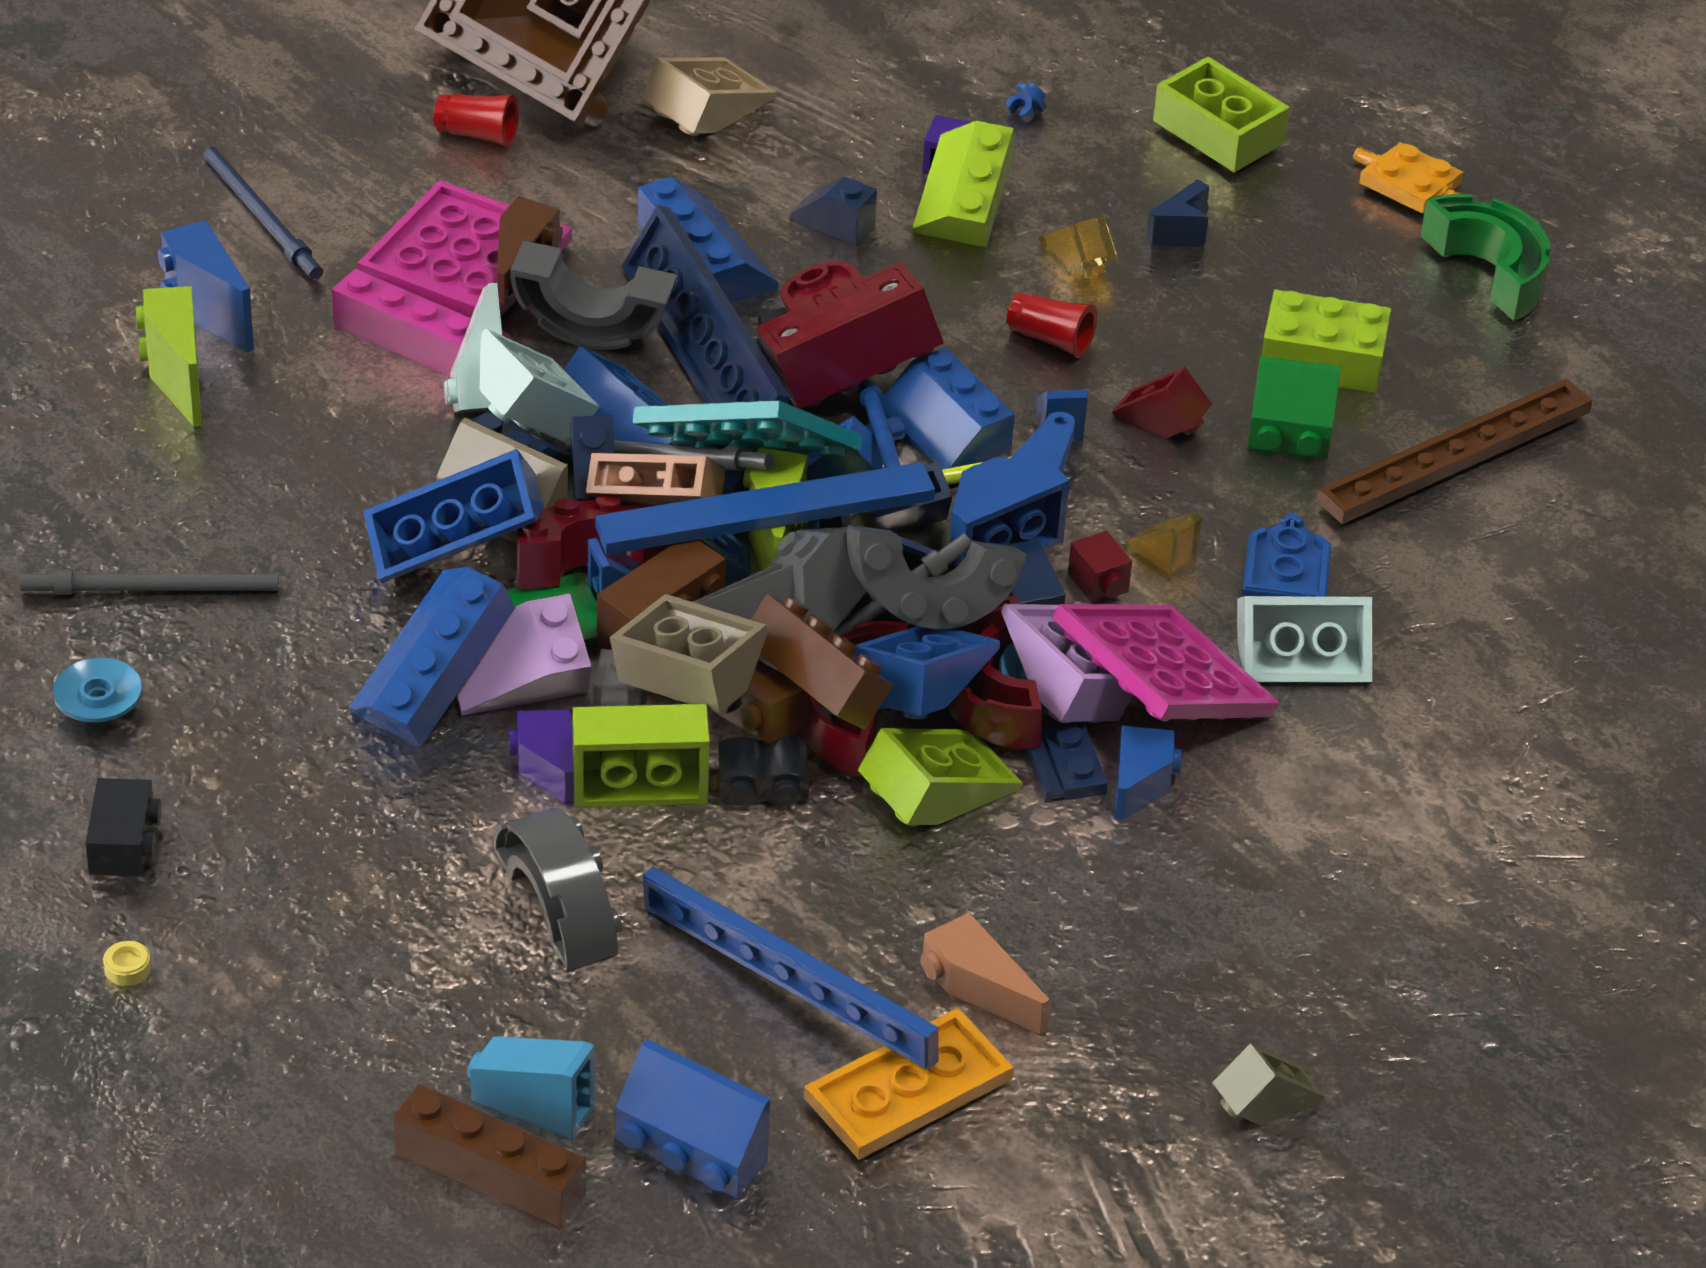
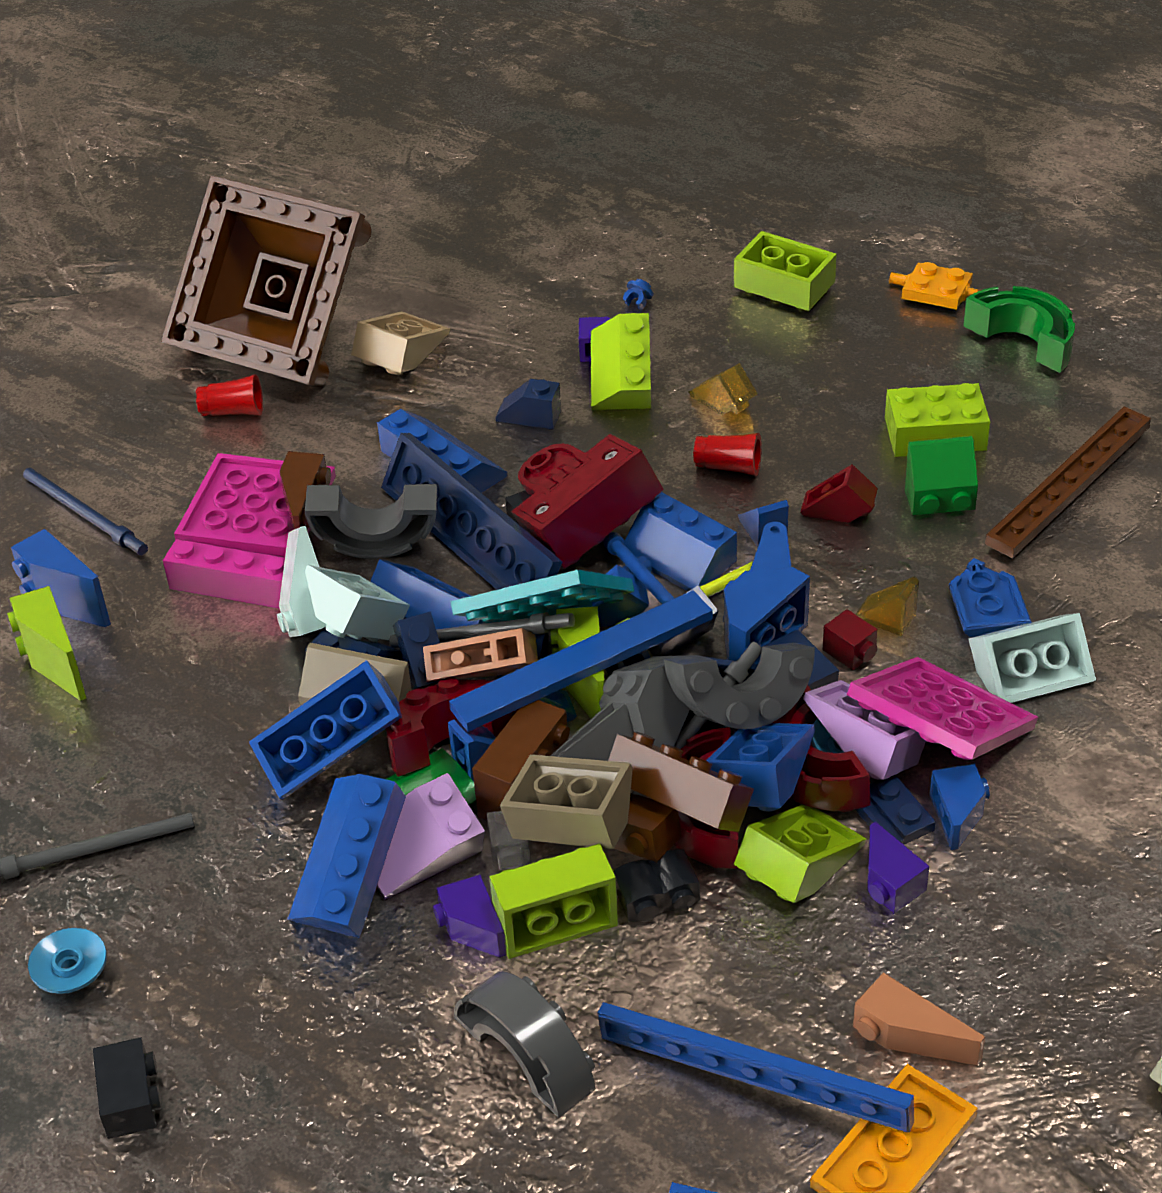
camera: 10 degrees left, 0 degrees up
(1033, 820) = (894, 871): none -> dark purple slope
(1180, 218) = (789, 353): dark blue slope -> none

